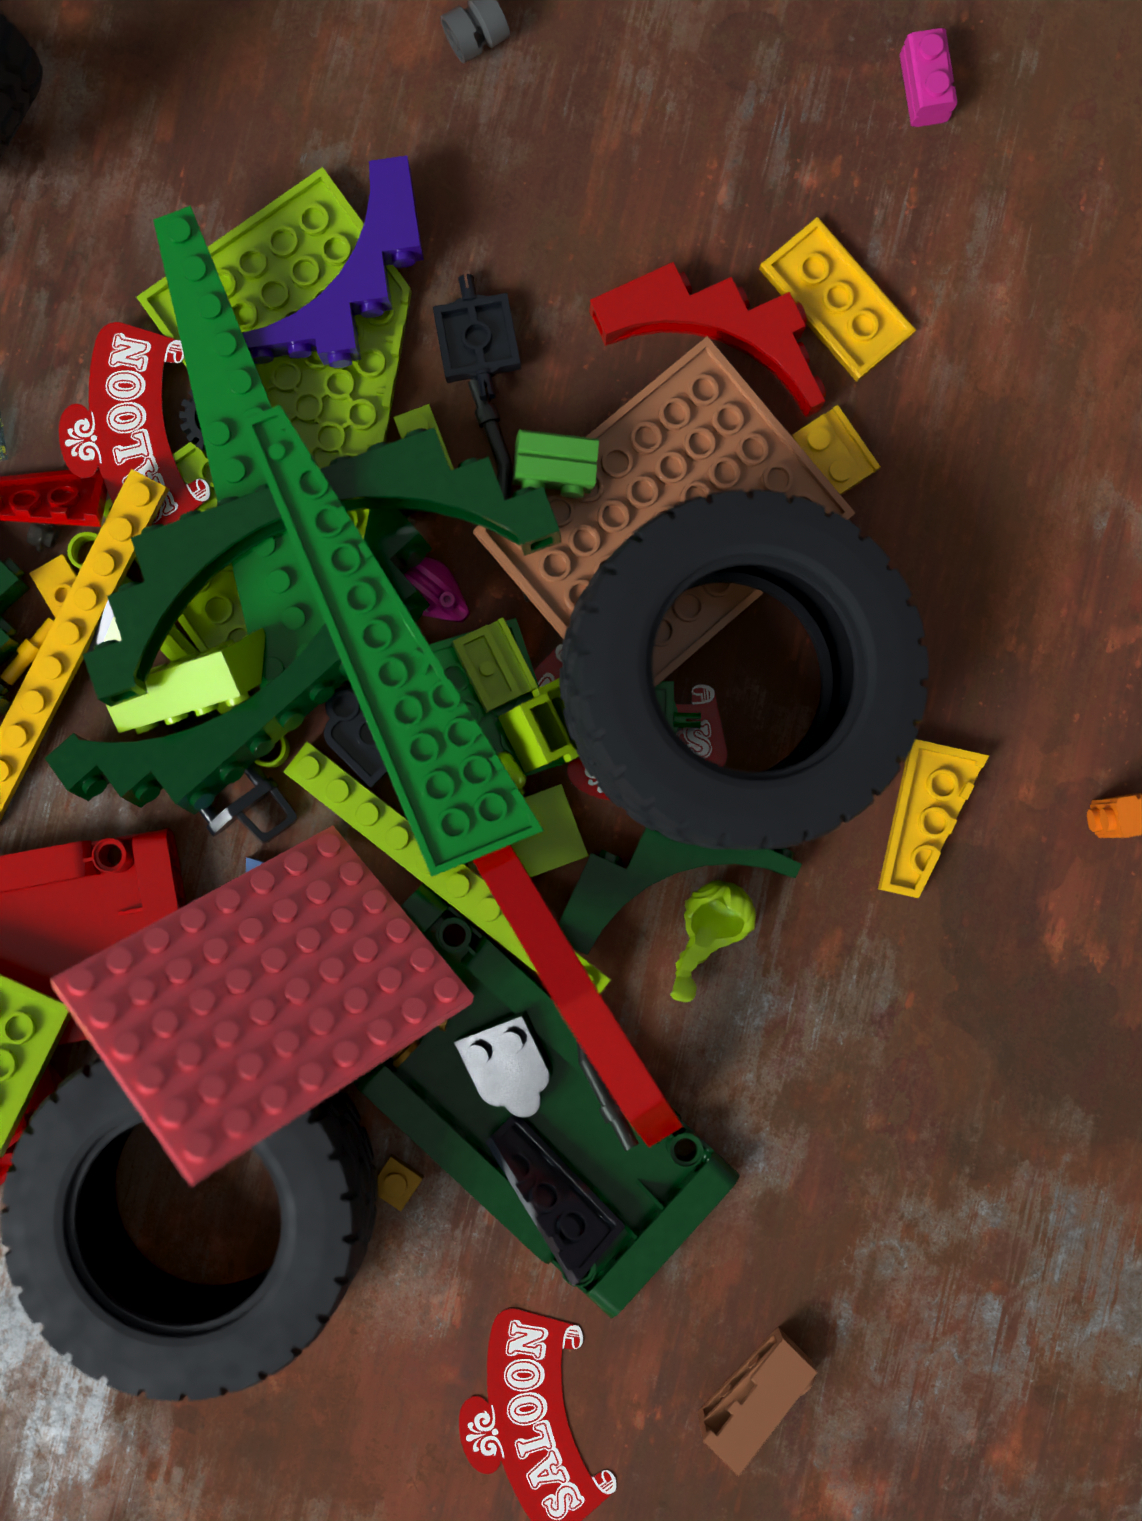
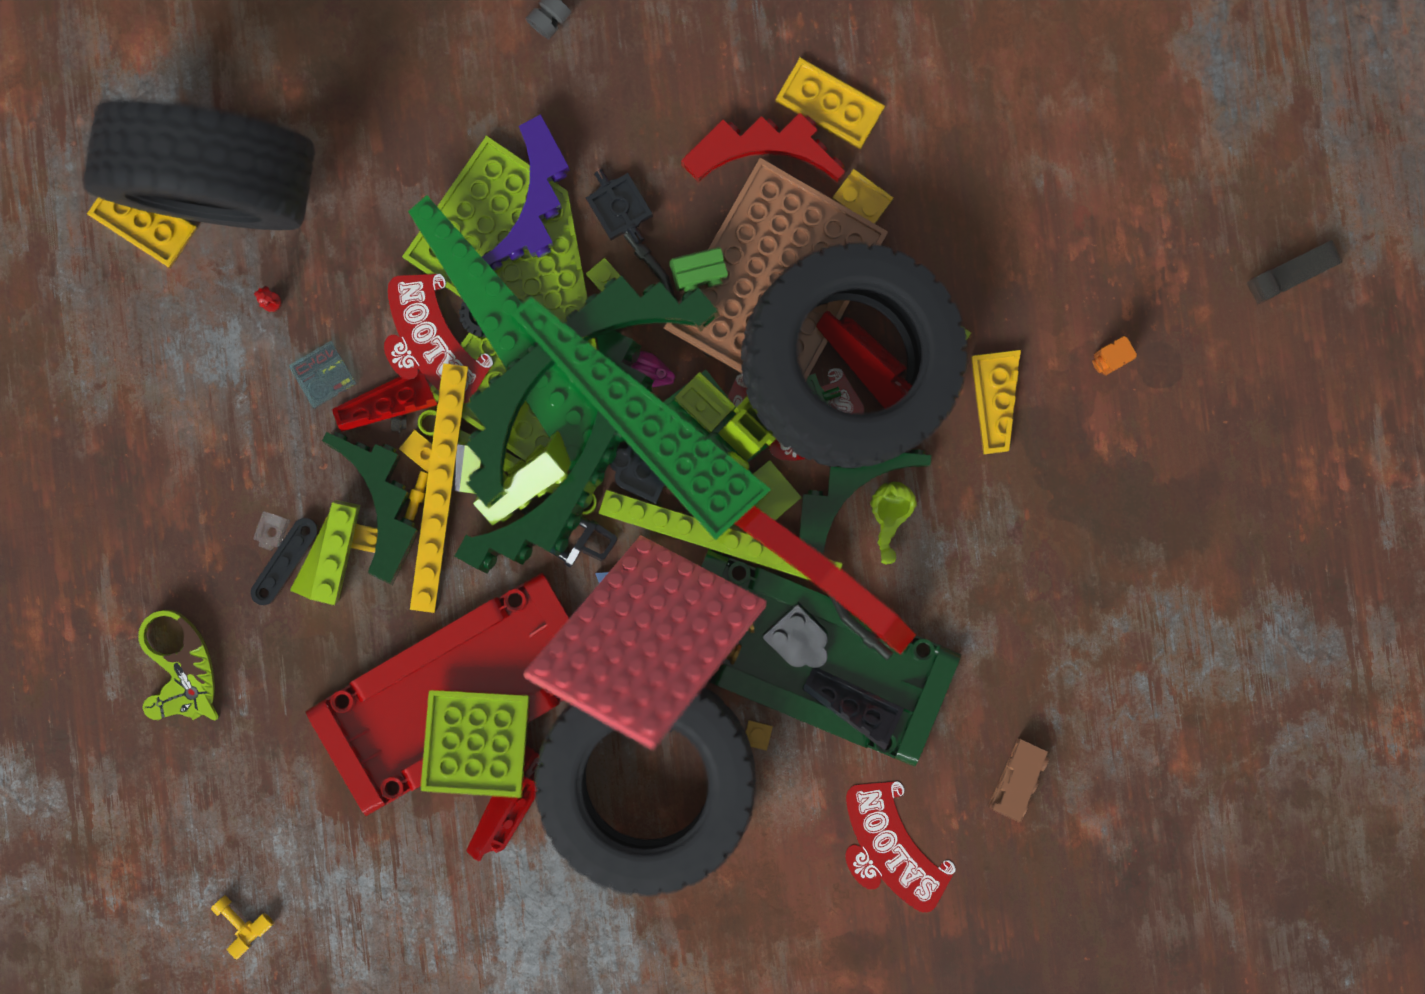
camera: 25 degrees left, 0 degrees up
(758, 687) = (867, 358): none -> red wedge

